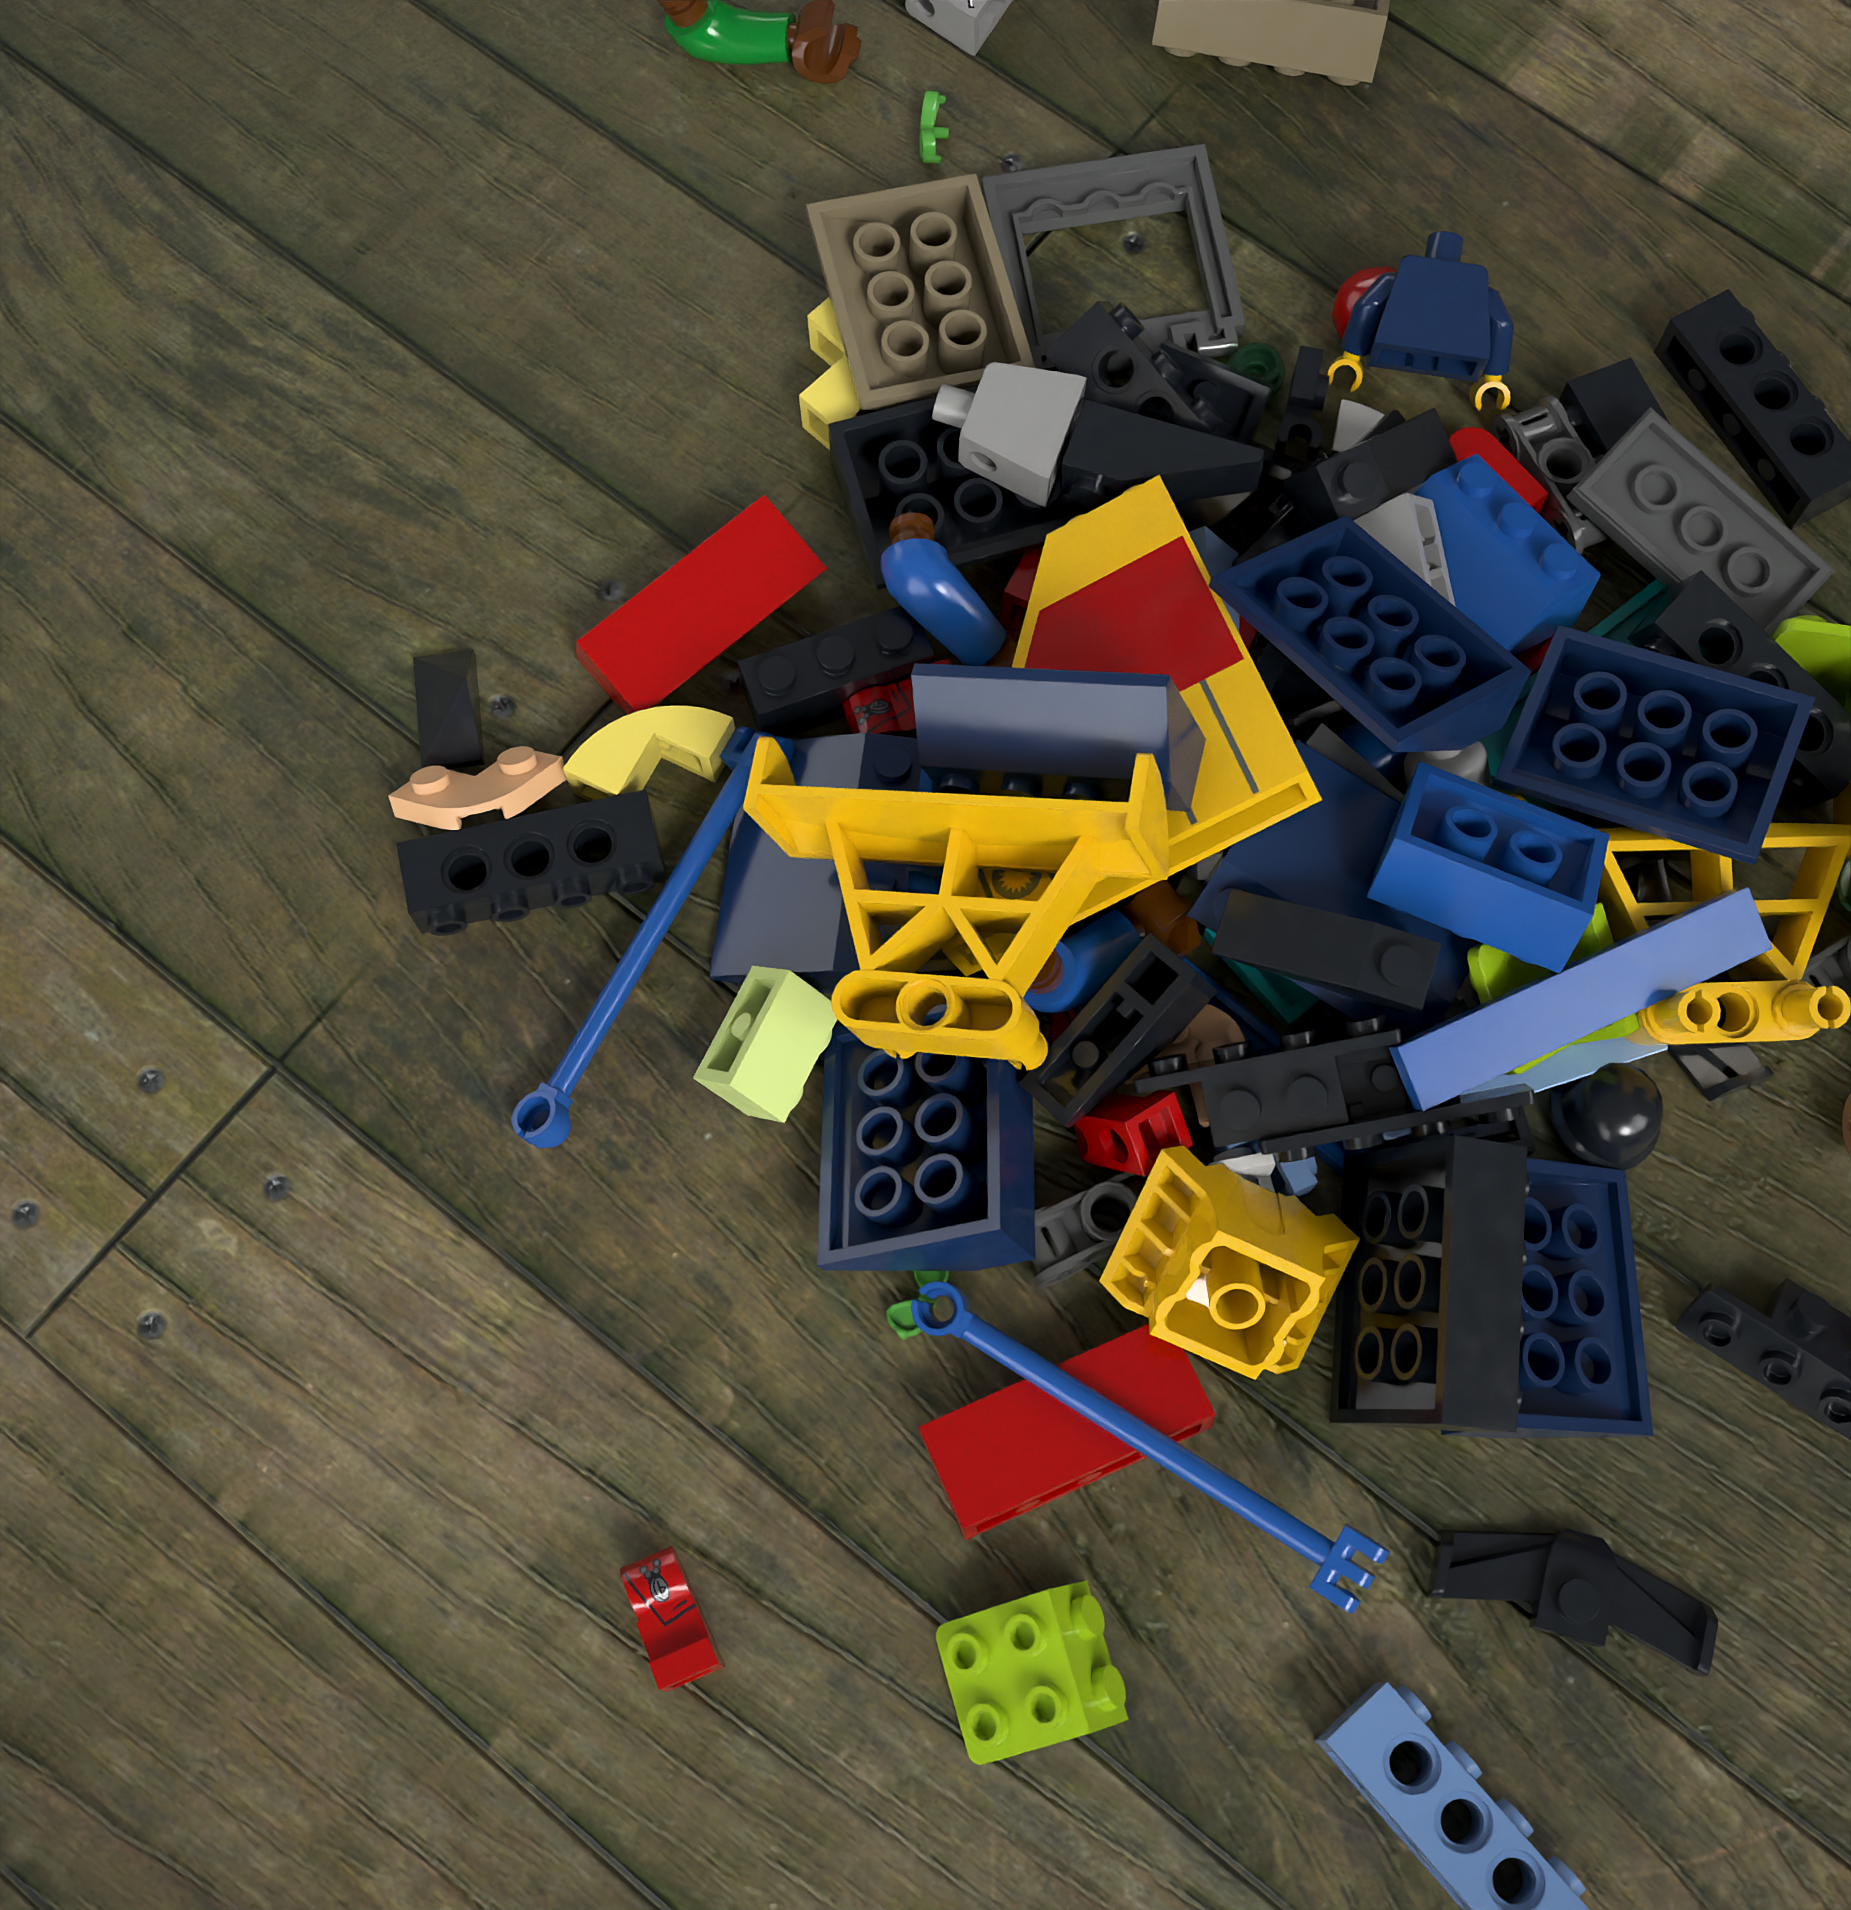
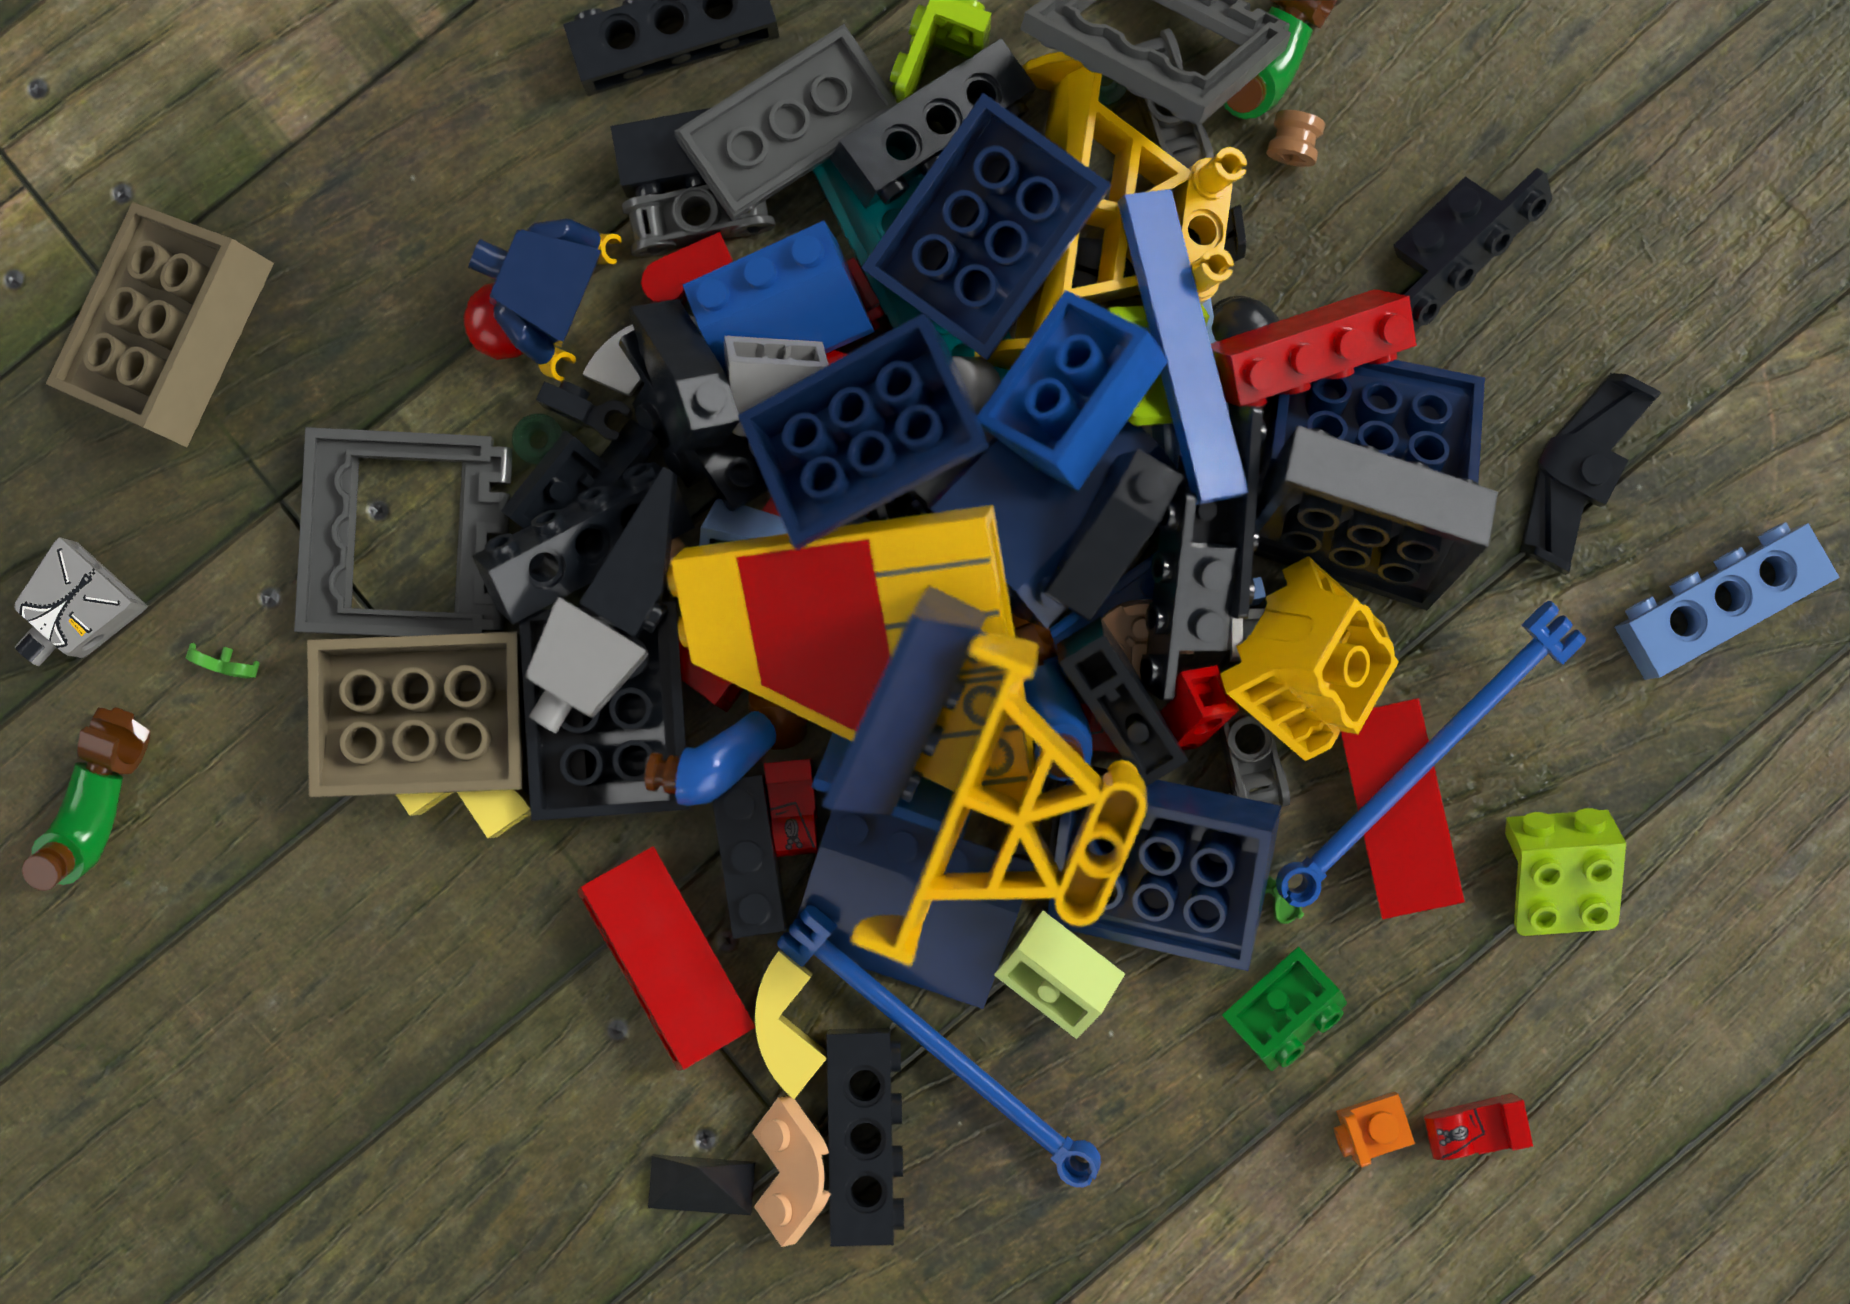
camera: 80 degrees left, 15 degrees up
(645, 1482) = (1373, 1128): none -> orange bracket
(776, 1338) = (1286, 1010): none -> green bracket
(1627, 1178) = (1314, 346): none -> red brick

